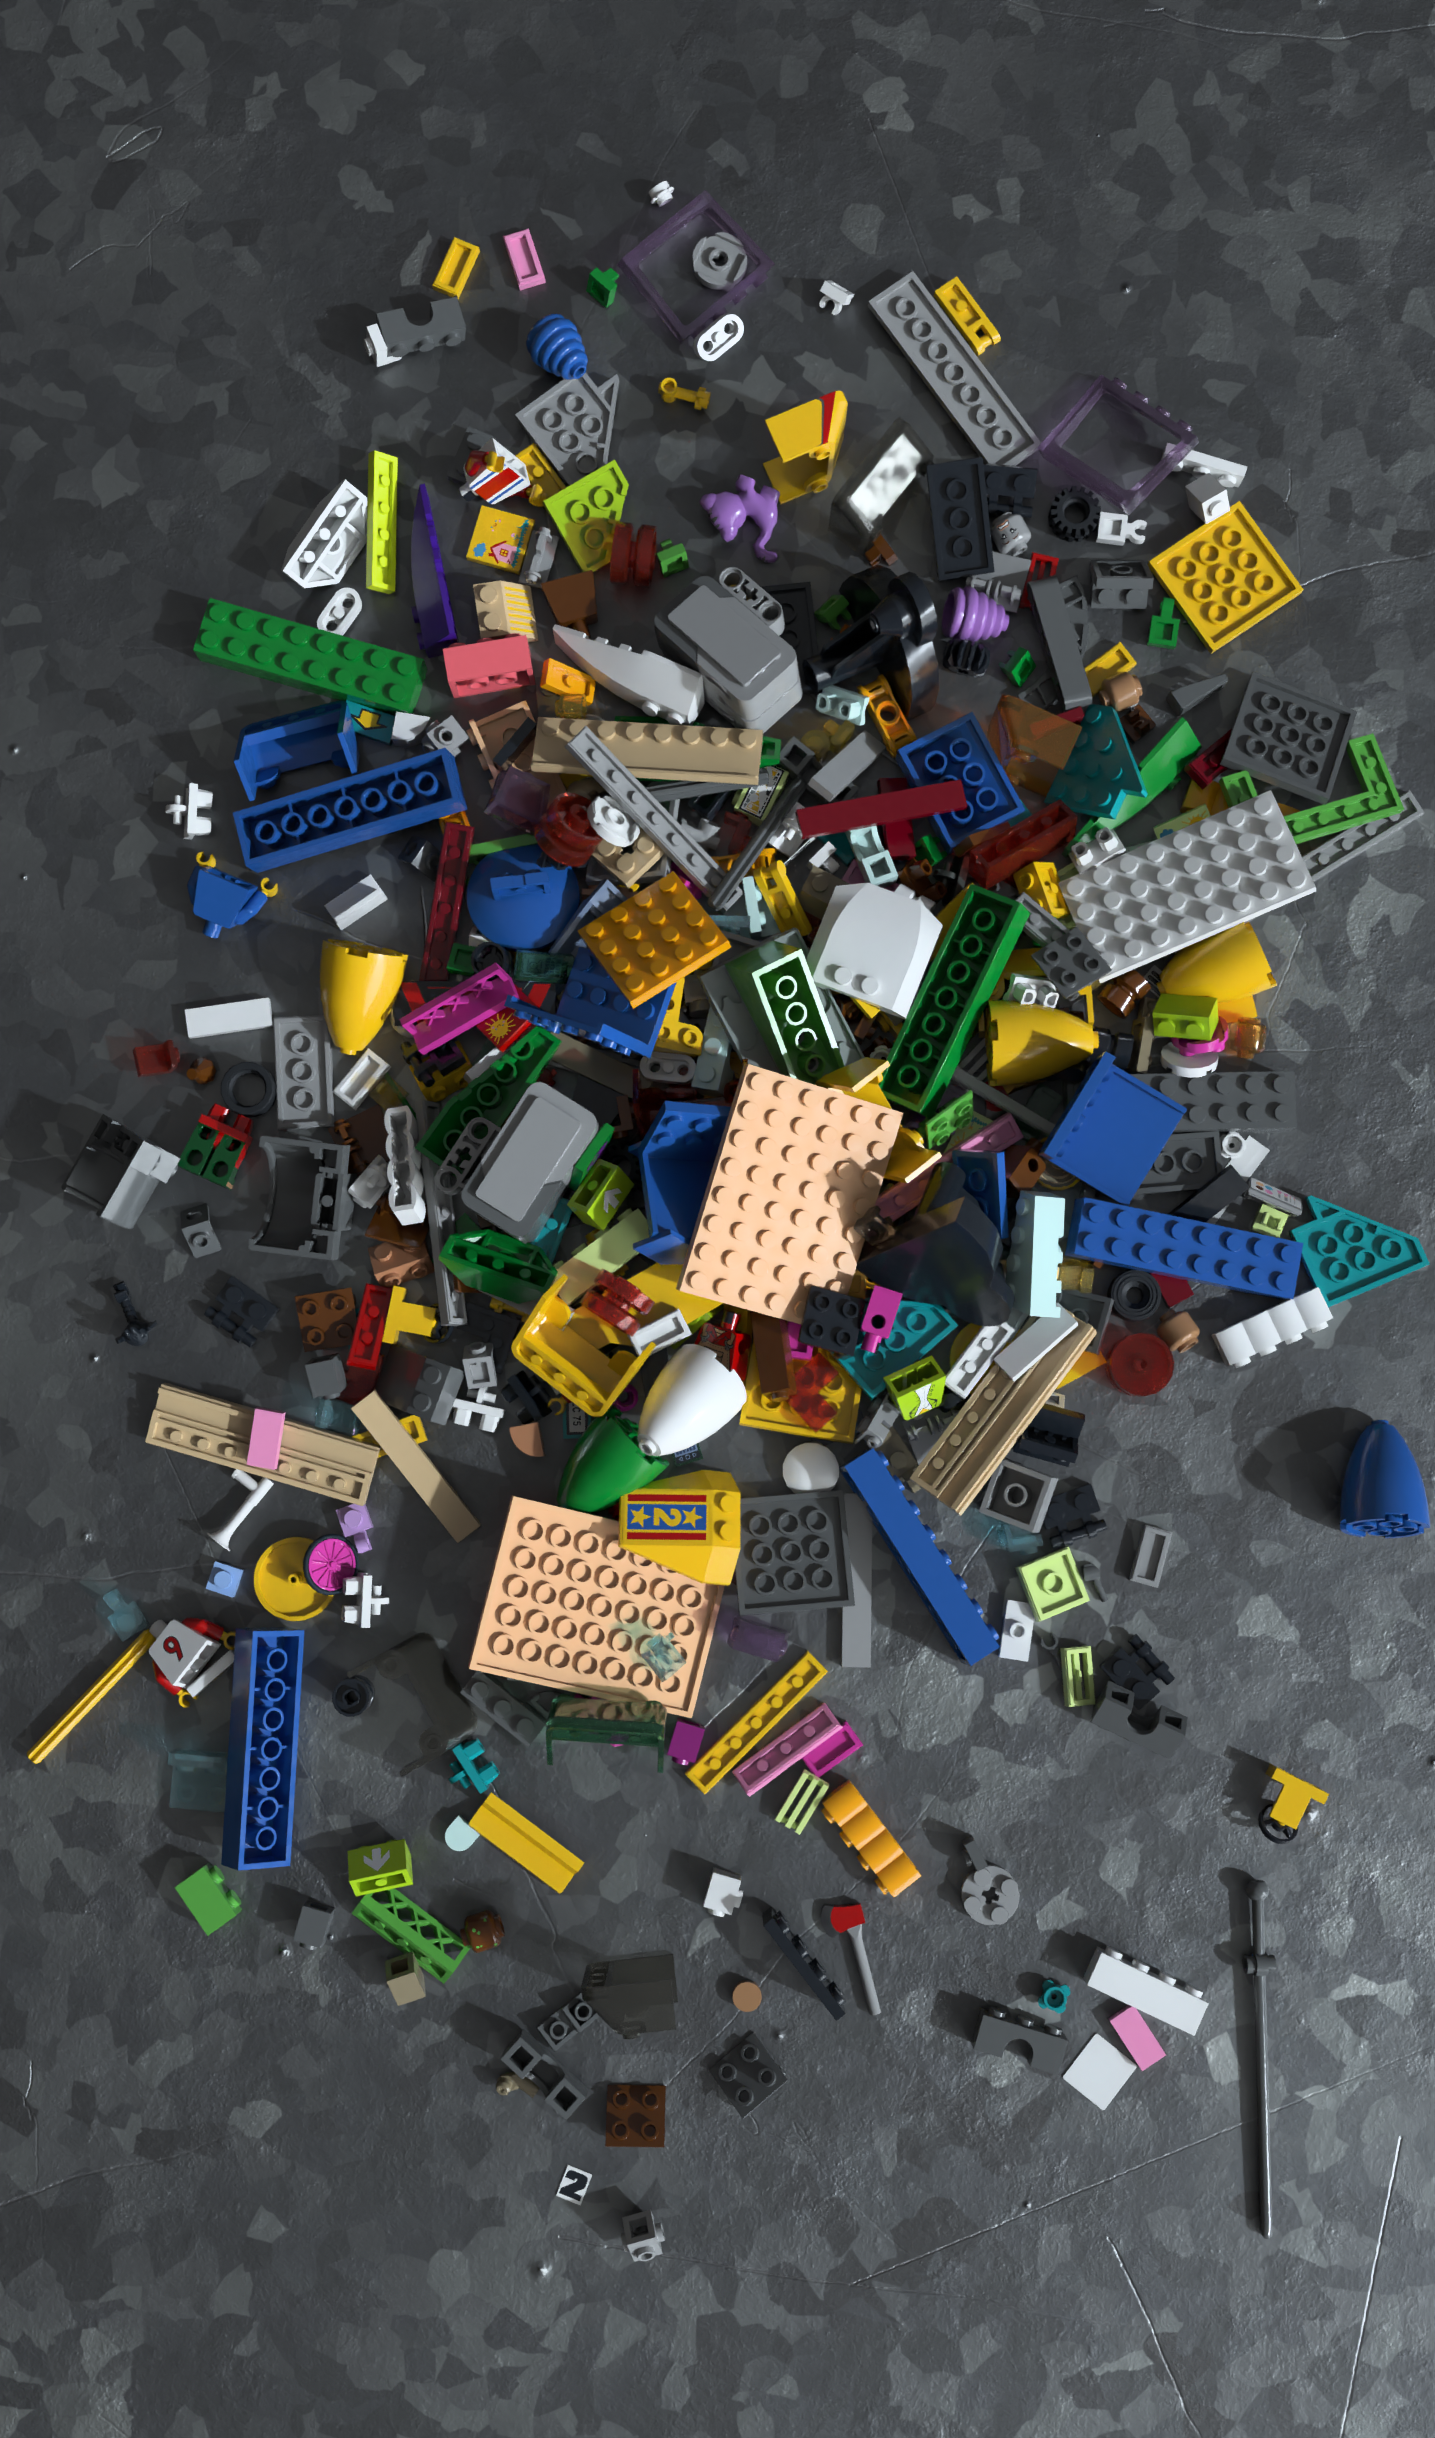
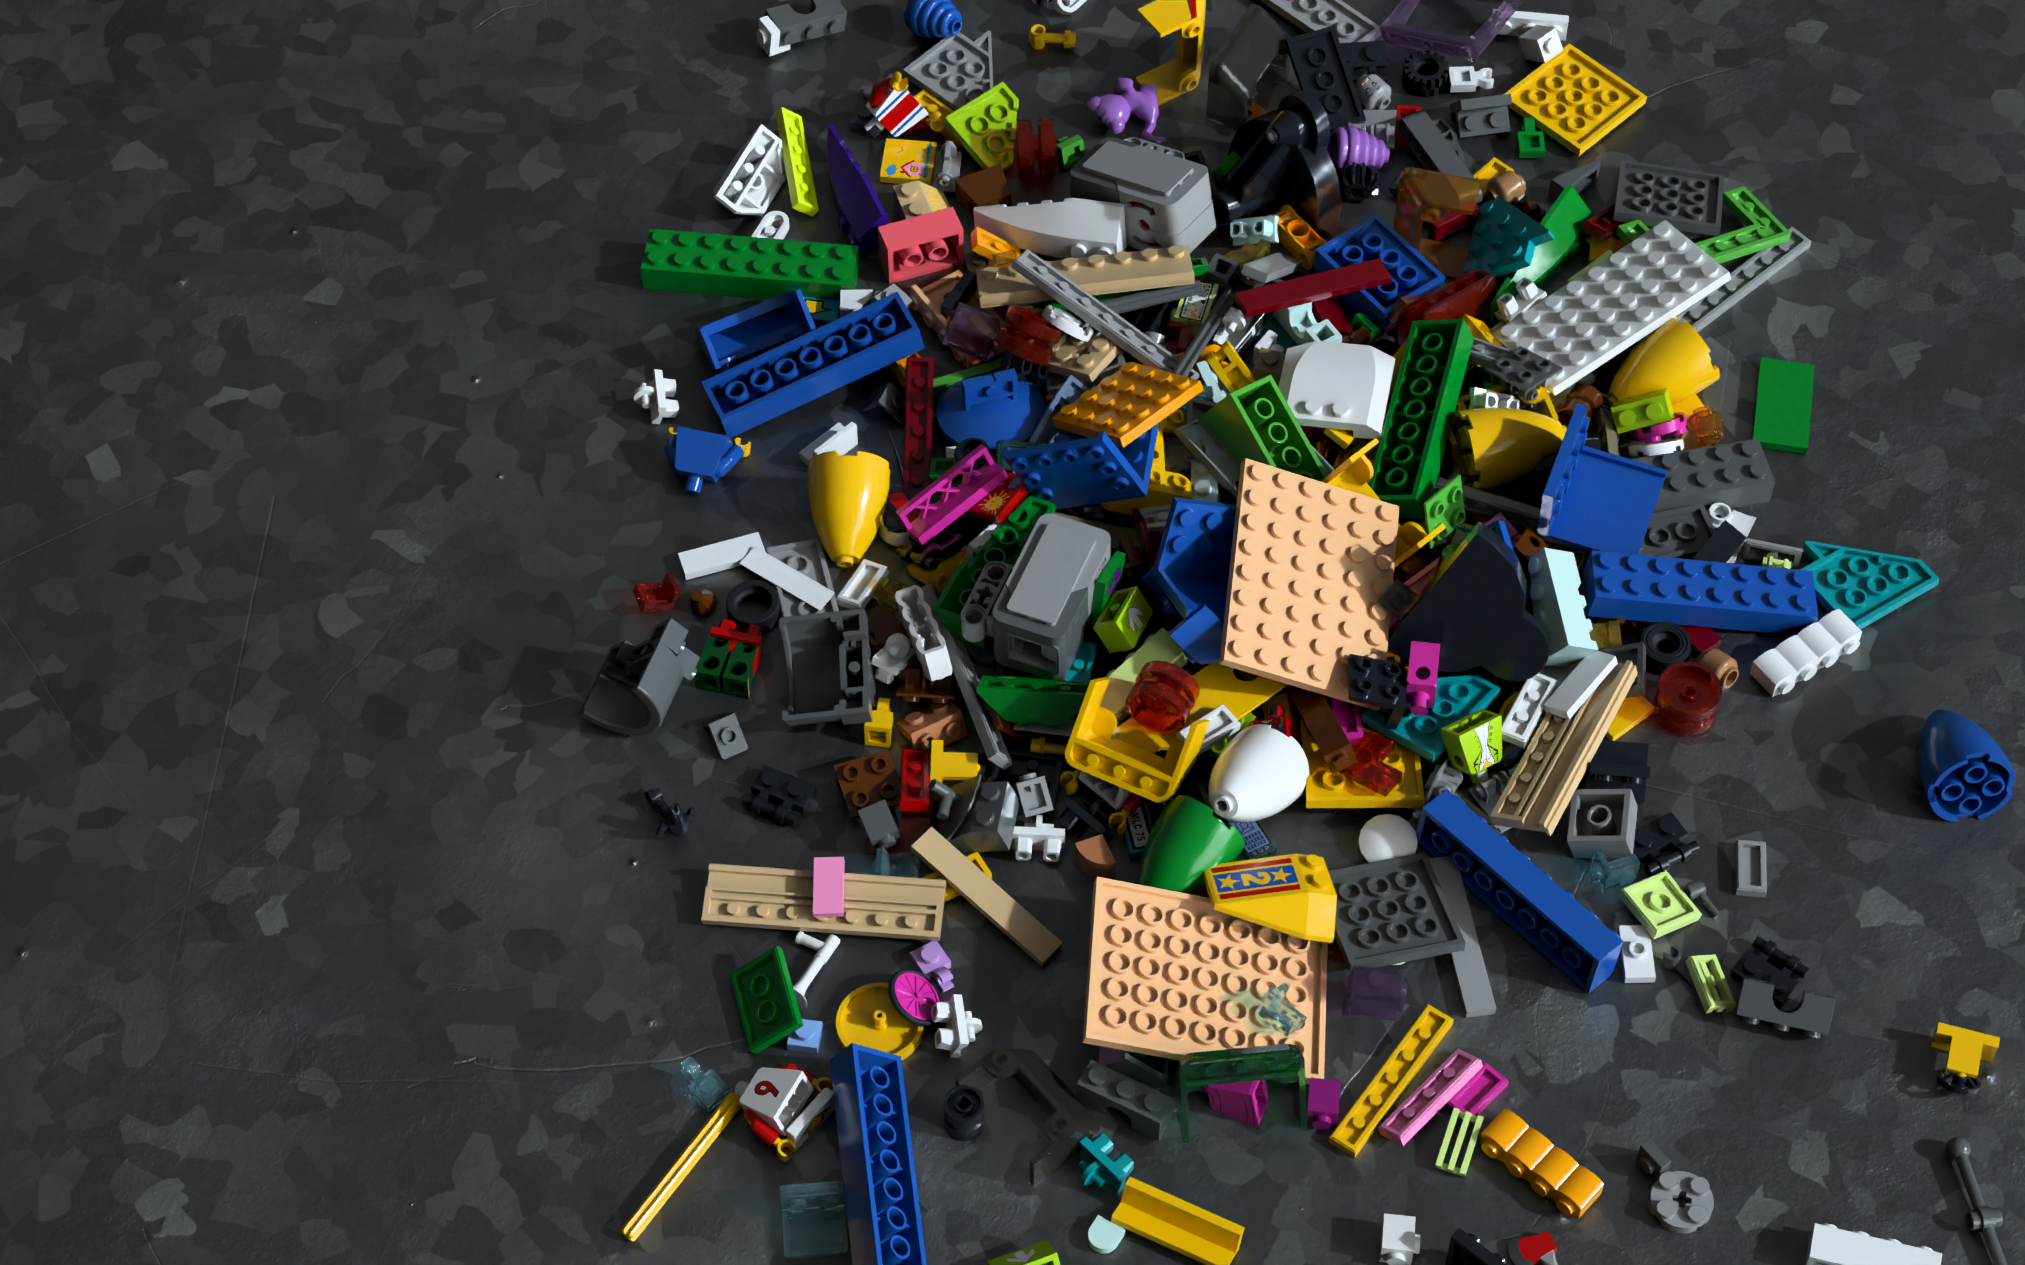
camera: 10 degrees left, 30 degrees down
(191, 1543) = (766, 999): none -> green tile
(287, 1060) = (787, 578): none -> white sticker
(350, 1251) = (879, 731): none -> yellow piece
(401, 1369) = (954, 803): none -> dark grey shield
(1335, 1018) = (1783, 405): none -> green tile

